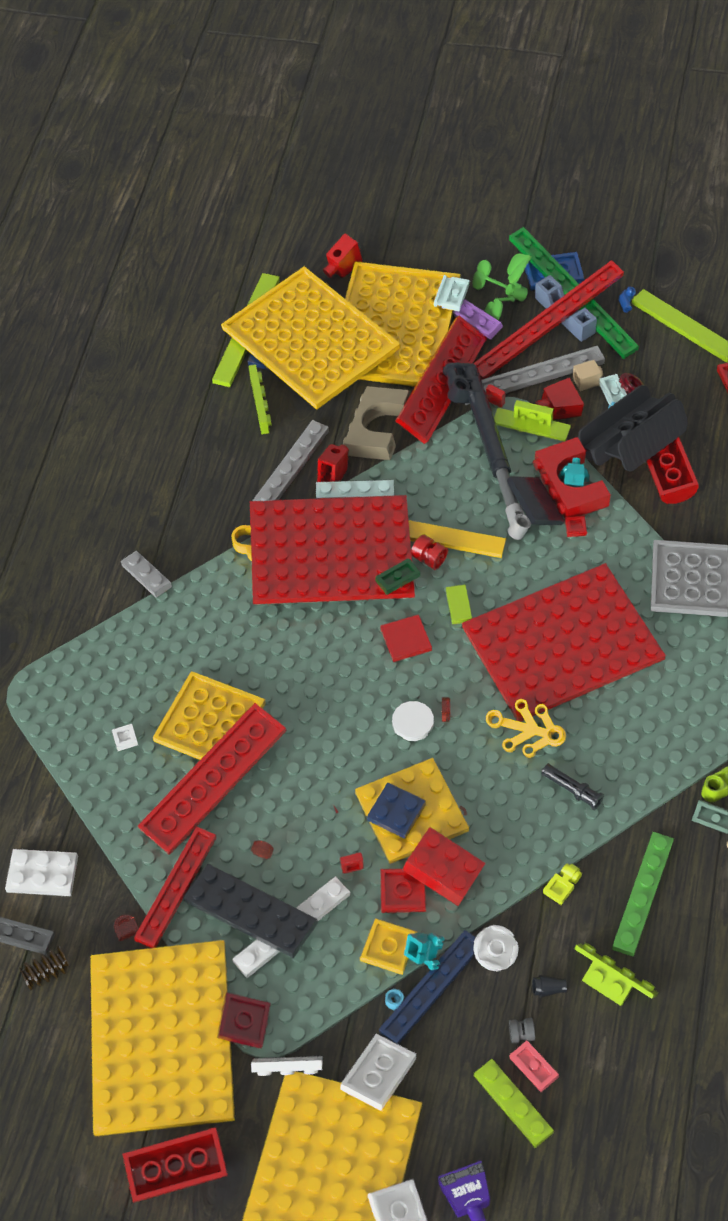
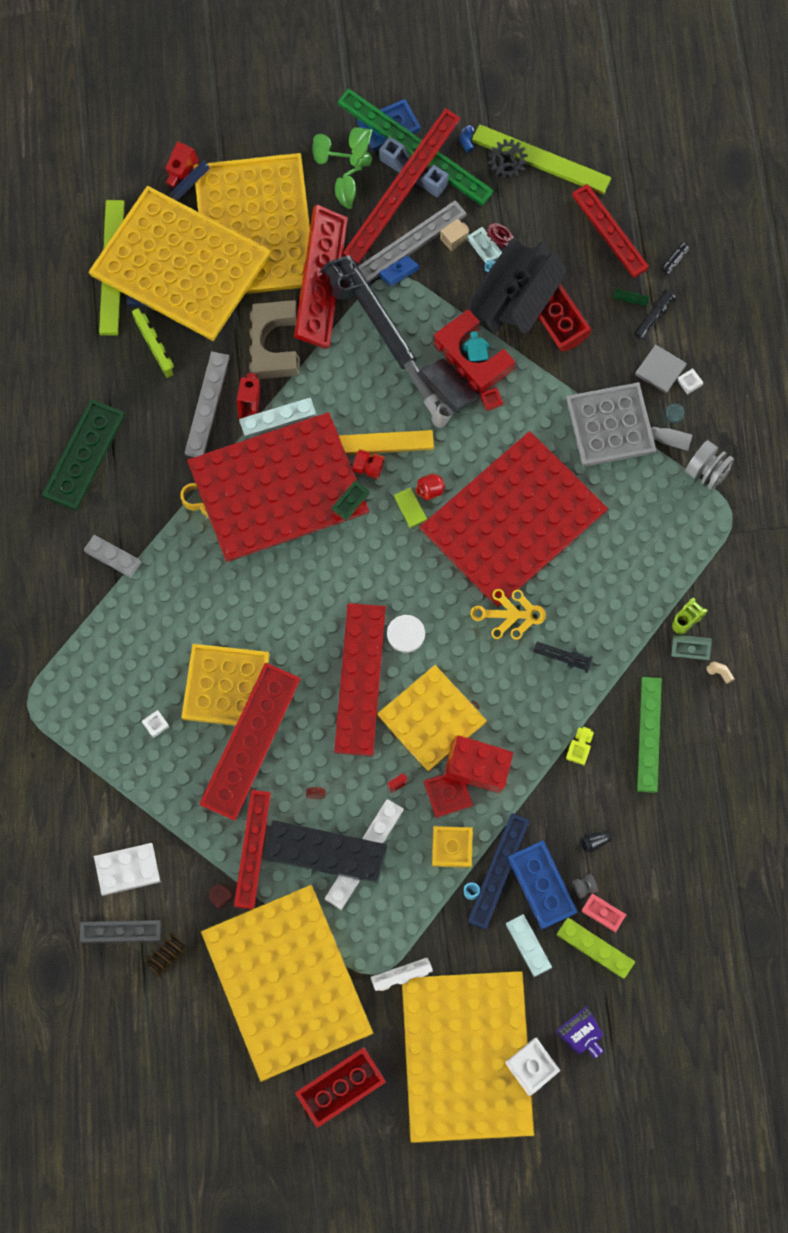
camera: 20 degrees left, 15 degrees up
(154, 479) = (83, 454): none -> dark green plate
(243, 1020) = (353, 949): dark red tile -> none
(346, 272) = (189, 181): none -> dark blue axle
(349, 753) = (360, 680): none -> red plate
(378, 1072) = (479, 958): white plate -> none
(396, 810) = (420, 724): dark blue plate -> none
(406, 638) = (373, 555): red tile -> none
(424, 948) = (483, 841): teal piece -> none
(438, 1077) = (528, 945): none -> light aqua plate
(445, 709) = (432, 615): clear red tile -> none
(451, 293) = (300, 179): light aqua plate -> none
(474, 1015) = (542, 884): none -> blue tile
(479, 319) = (333, 200): medium lavender plate -> none
(485, 588) = (430, 486): none -> red head
(495, 395) = (377, 282): red tile -> none
(495, 948) = (542, 821): white tile -> none
(522, 393) = (398, 271): none -> blue plate
(533, 420) = (419, 300): lime bracket -> none
(563, 399) = (438, 269): red torso -> none
(610, 979) = (643, 818): lime bracket -> none
(665, 314) = (513, 152): none -> black gear

